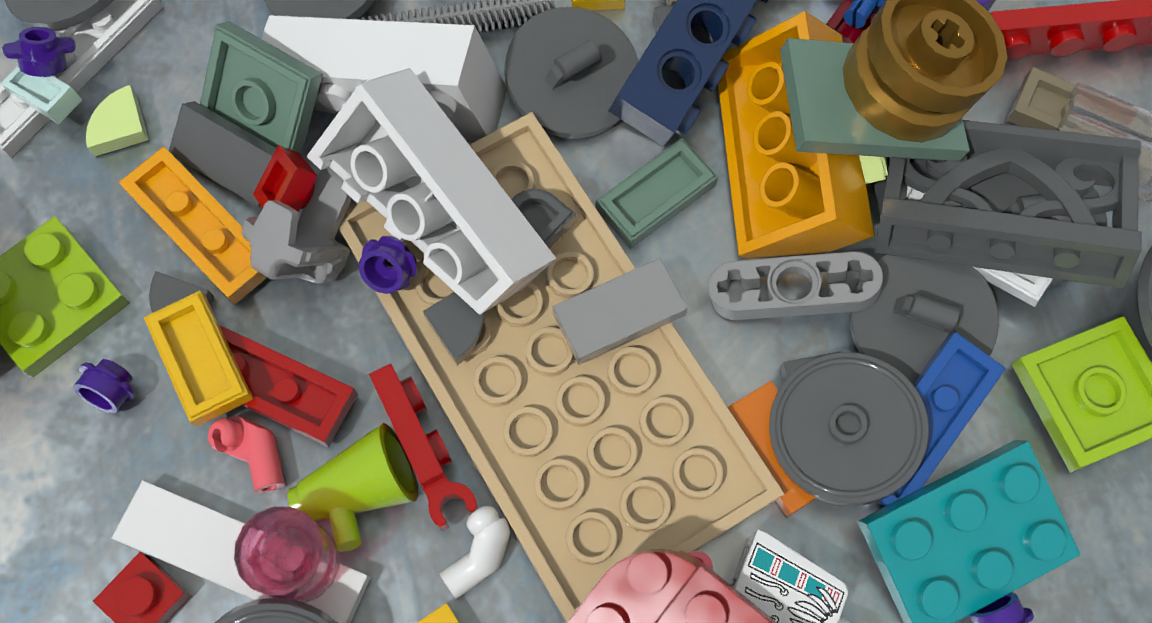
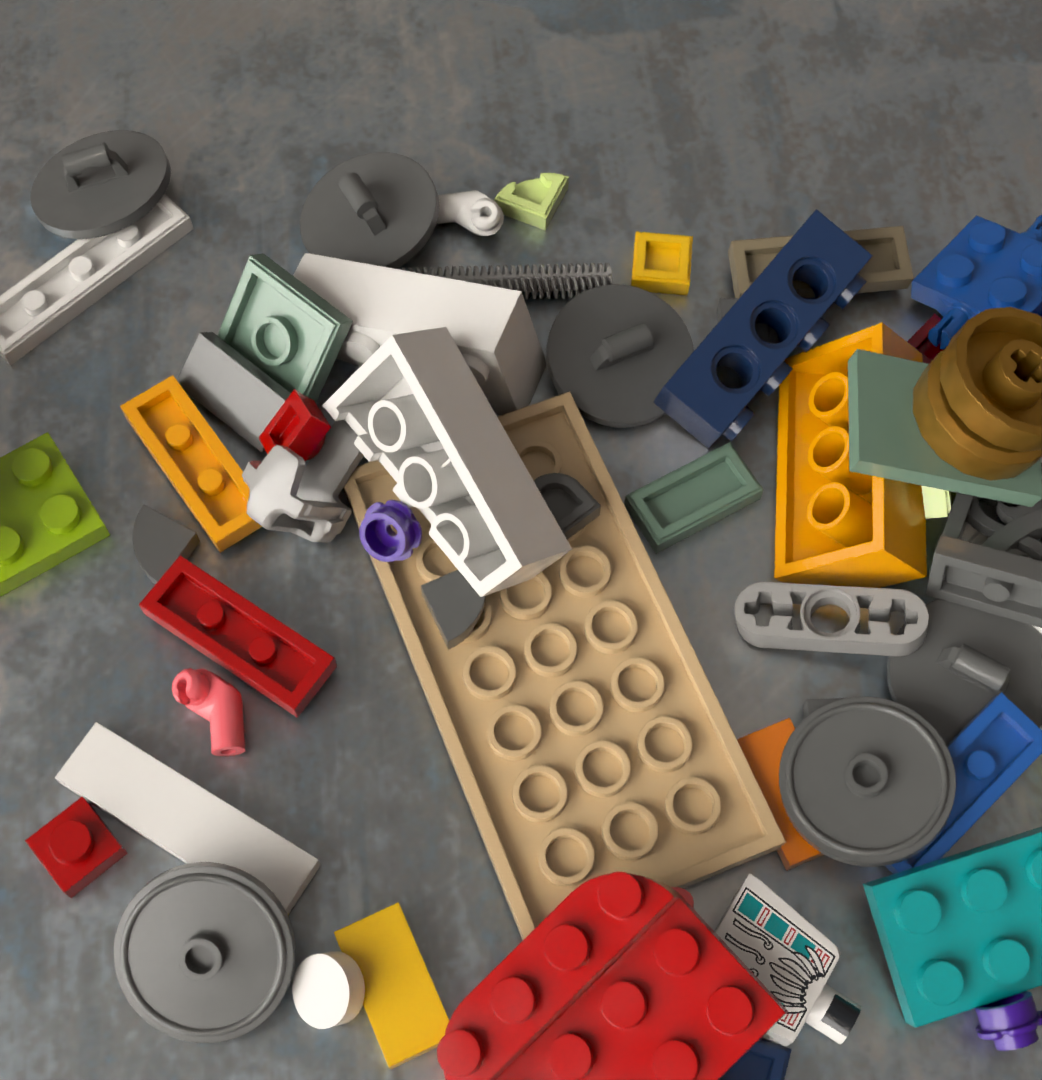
camera: 10 degrees right, 5 degrees down
(40, 51) = (60, 259): dark purple plate -> none
(44, 94) = (55, 300): light aqua piece -> none
(104, 385) = (72, 616): dark purple plate -> none
(116, 123) = (126, 344): yellowish green tile -> none
(197, 358) = (175, 602): yellow tile -> none
(286, 555) = (239, 819): clear pink wheel -> none
(357, 480) = (324, 755): lime piece -> none
(423, 450) = (400, 736): red plate -> none
(485, 554) = (449, 855): white arm -> none
(619, 311) = (633, 616): light grey tile -> none

